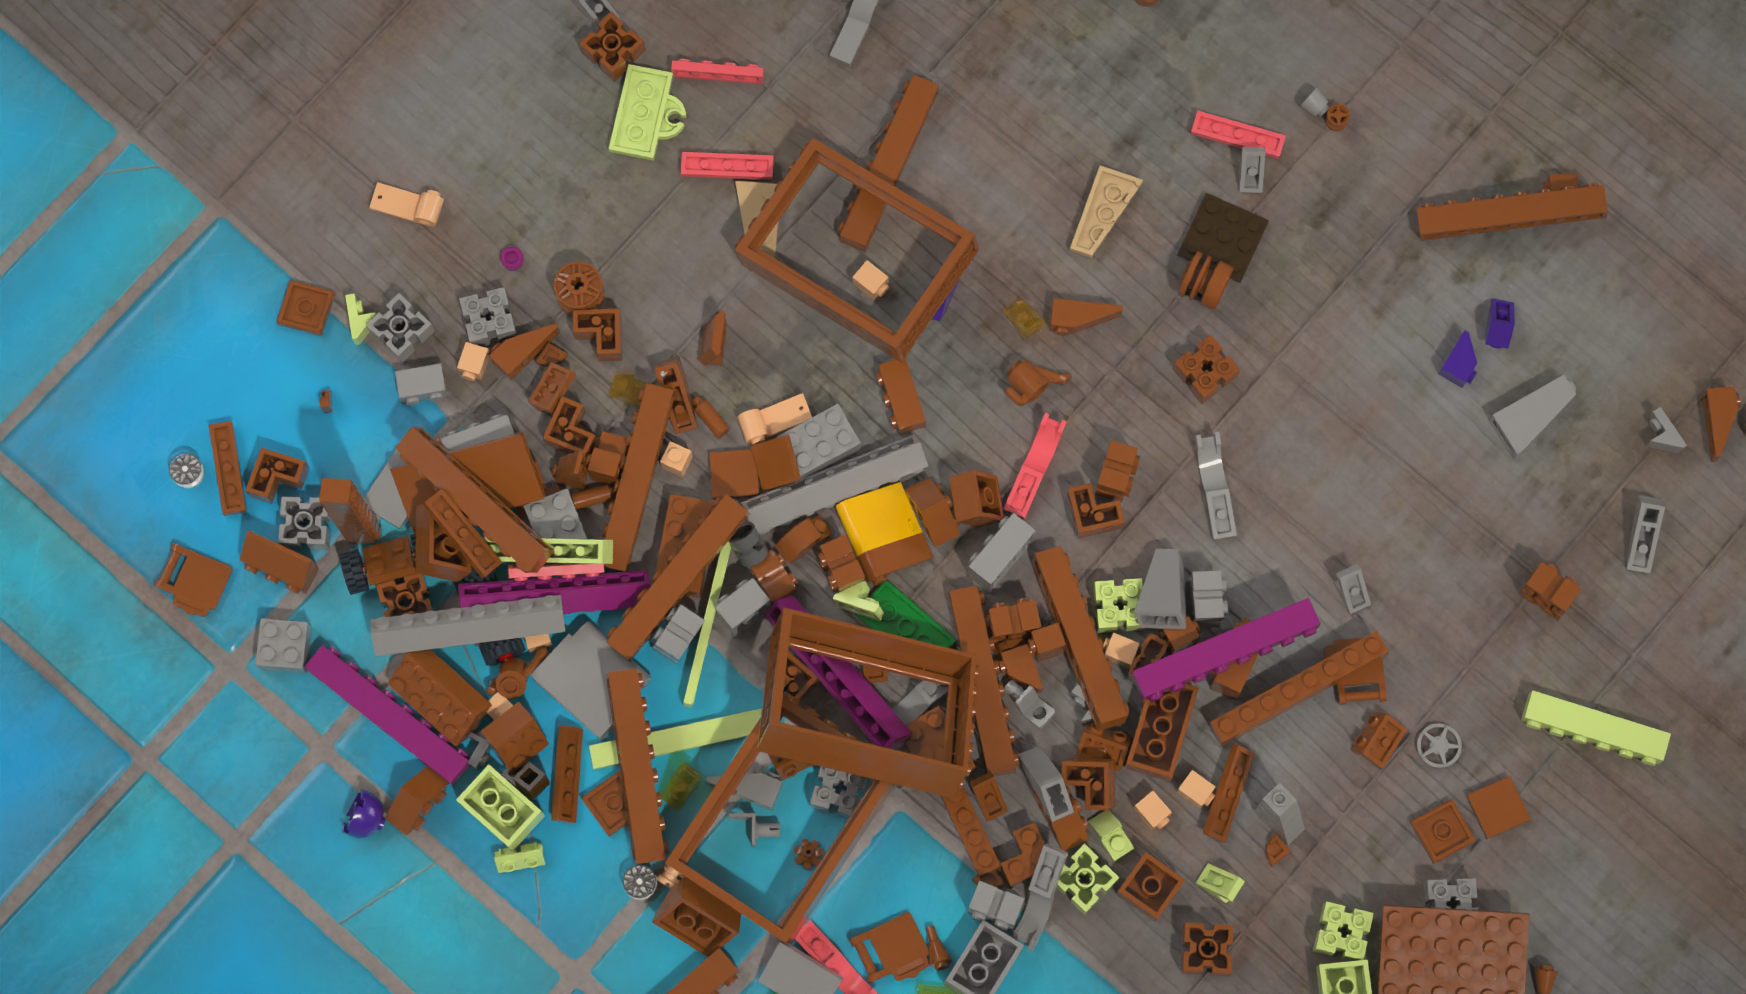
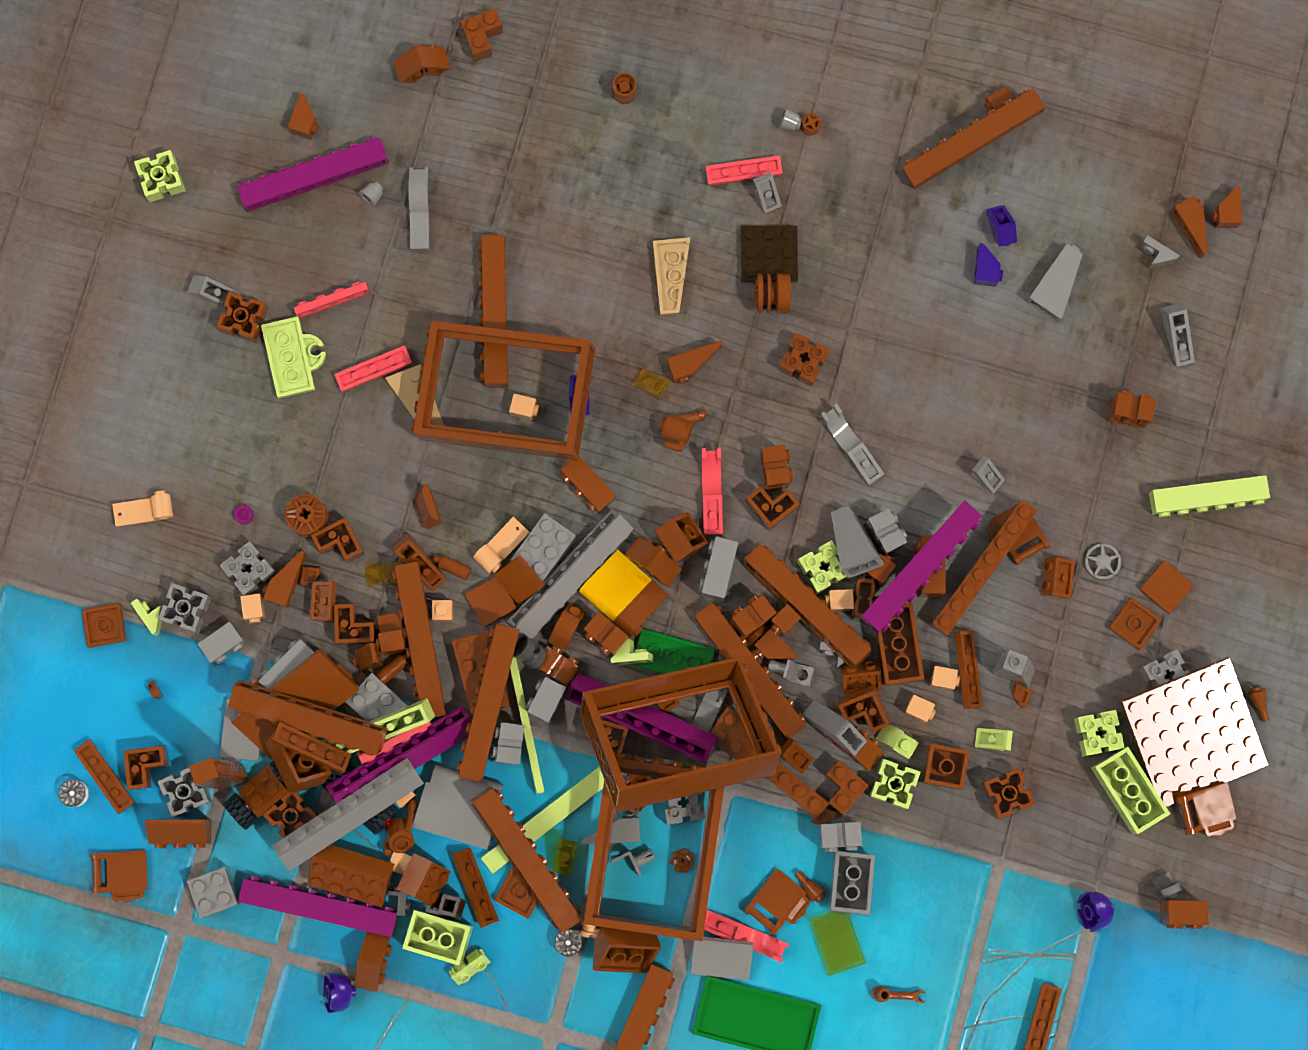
camera: 30 degrees left, 5 degrees up
(1041, 895) = (869, 812): light grey piece -> none

